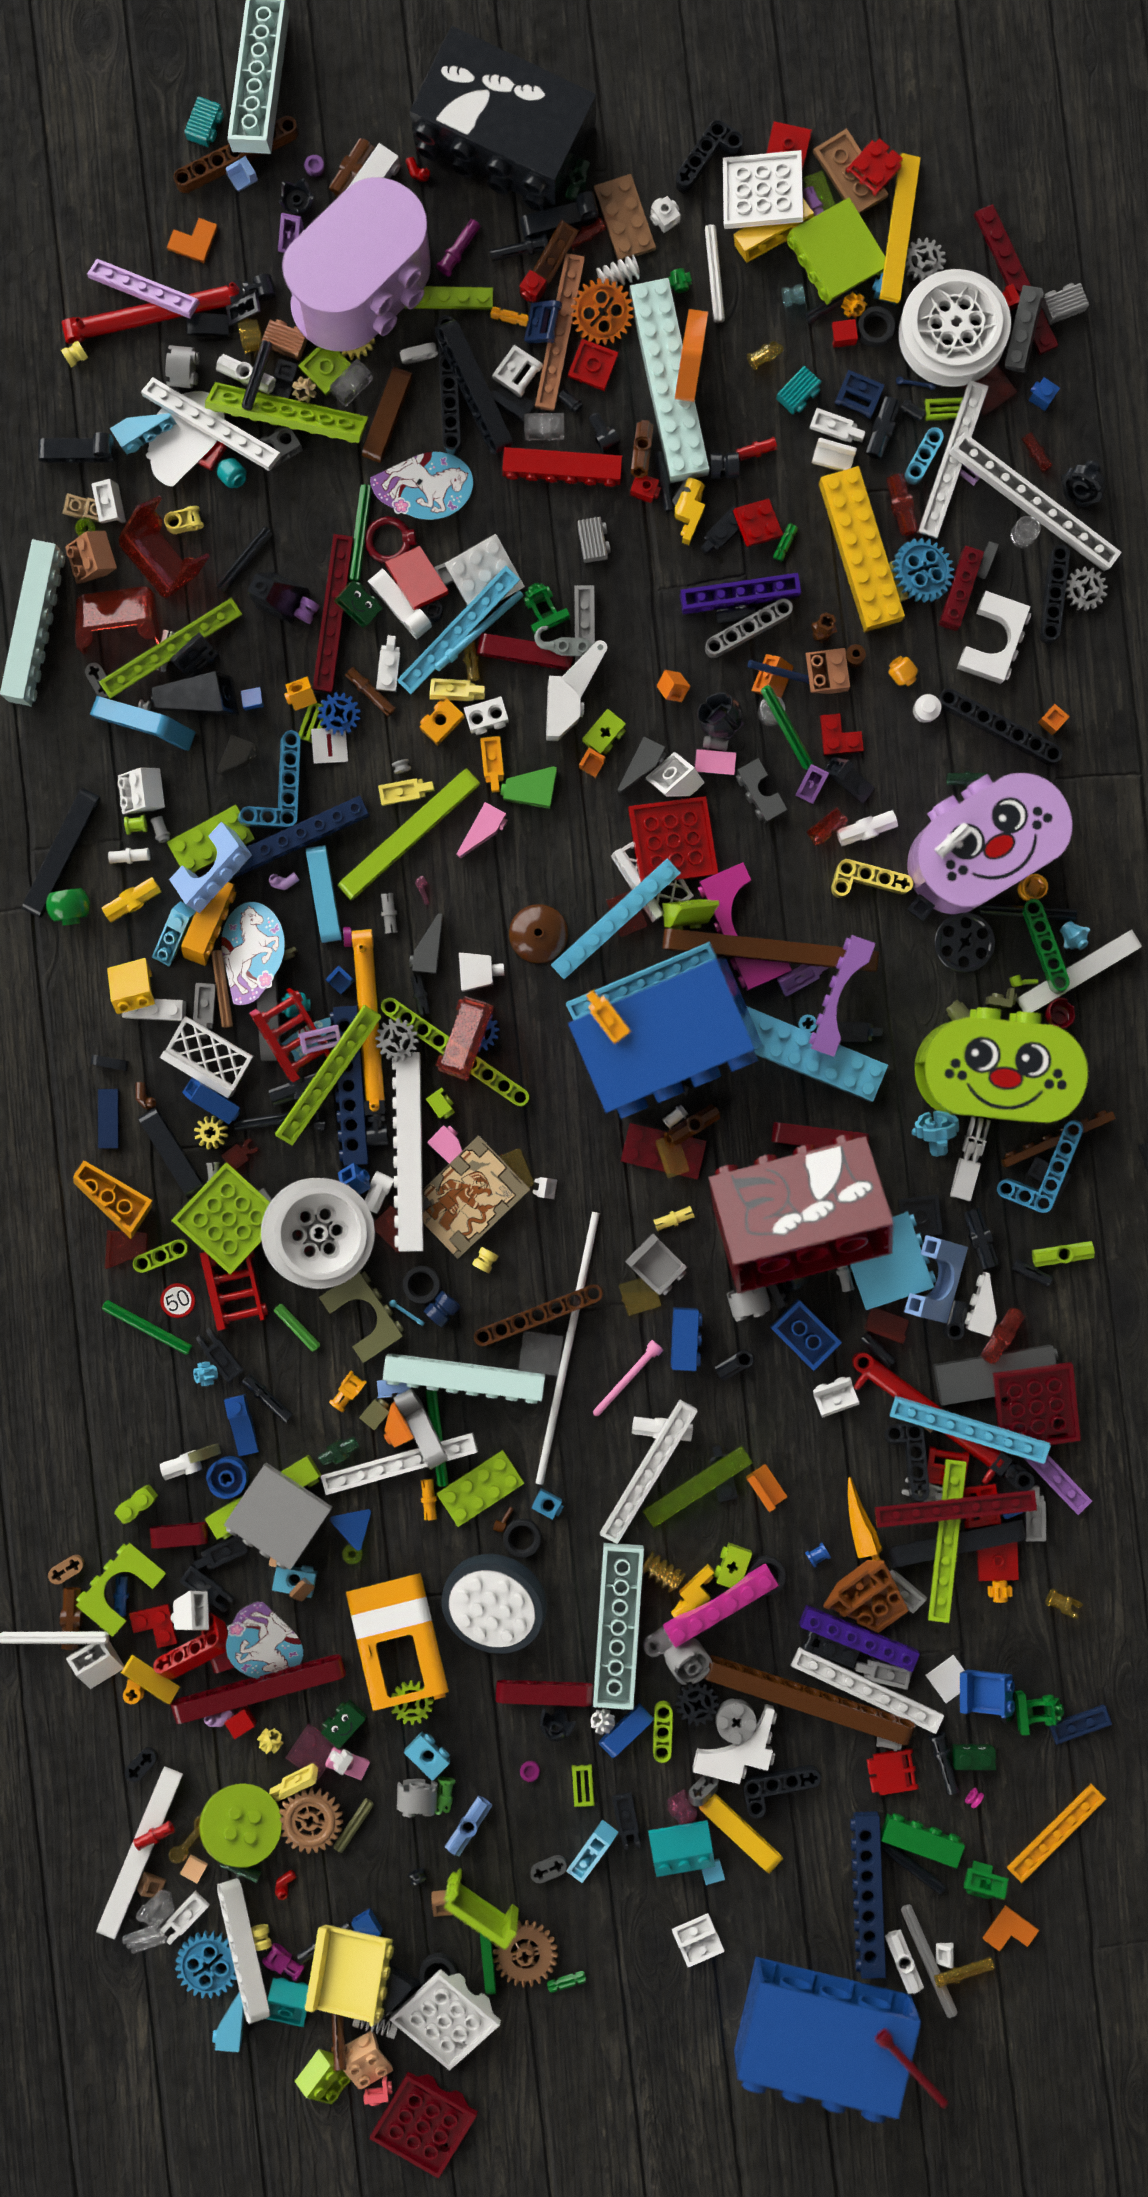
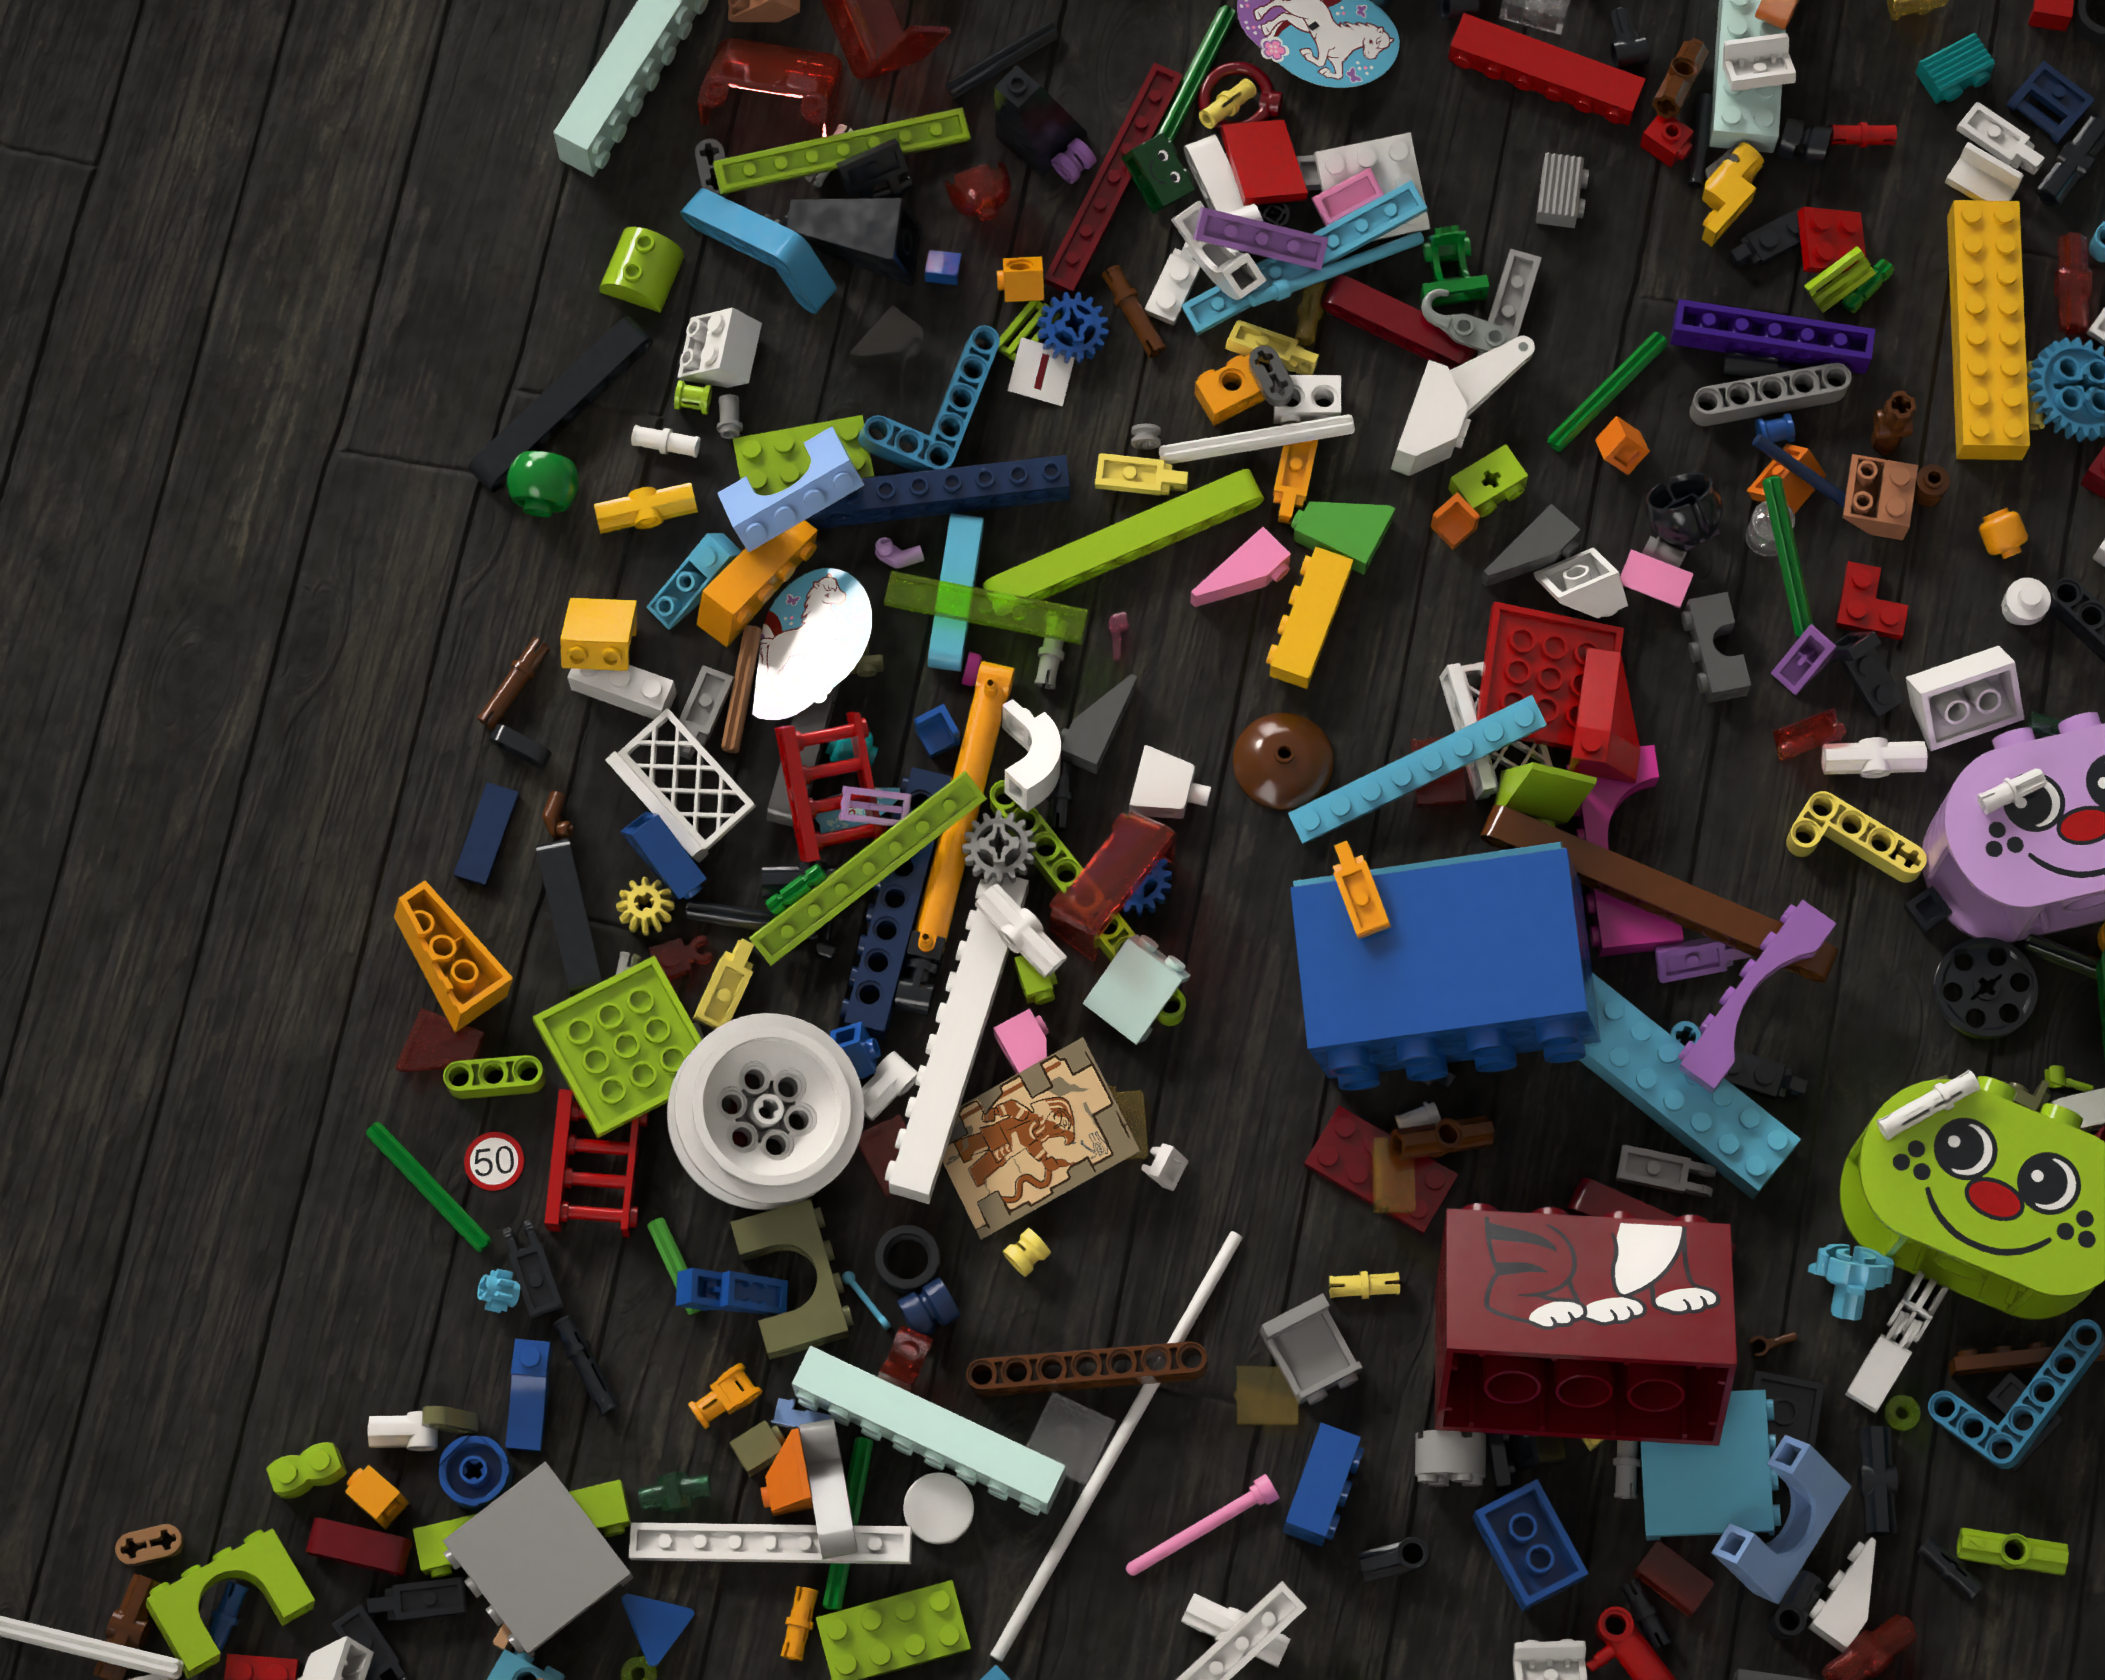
camera: 20 degrees right, 15 degrees down
(80, 755) = (642, 268): none -> lime brick
(92, 1026) = (513, 683): none -> reddish brown pin
(178, 1508) = (375, 1496): none -> light orange brick
(259, 648) = (980, 191): none -> clear red cylinder
(271, 1164) = (725, 987): none -> light yellow hinge
(292, 1099) = (796, 889): none -> green axle
(332, 1335) = (731, 1292): none -> blue slope
(343, 900) = (986, 607): none -> clear neon green tile
(389, 537) = (1240, 94): none -> light yellow pin
(405, 989) = (1038, 772): none -> white arch
(408, 645) = (1227, 268): none -> white arch
(424, 1084) = (1020, 930): none -> white piece
(430, 630) = (1260, 238): none -> medium lavender plate
(439, 1342) = (906, 1359): none -> clear red slope
(464, 707) = (1277, 372): none -> dark grey beam
(465, 749) = (1257, 439): none -> white axle
(472, 585) = (1347, 196): none -> bright pink tile
(482, 1414) = (938, 1508): none -> white tile
(498, 1094) = (1136, 987): none -> light aqua panel
(528, 846) = (1310, 617): none -> yellow brick
(655, 654) = (1606, 392): none -> green axle
(685, 428) = (1758, 62): none -> white bracket
(713, 862) = (1605, 725): none -> red wedge
(757, 649) = (1776, 429): none -> blue bush
(769, 545) = (1841, 283): none -> lime tile
(816, 1103) = (1662, 1171): none -> light grey hinge
(903, 1179) = (1772, 1342): none -> reddish brown hand
(908, 776) = (1965, 697): none -> white slope
(955, 1038) = (1941, 1097): none -> white pin
(990, 1195) = (1911, 1407): none -> clear neon green plate

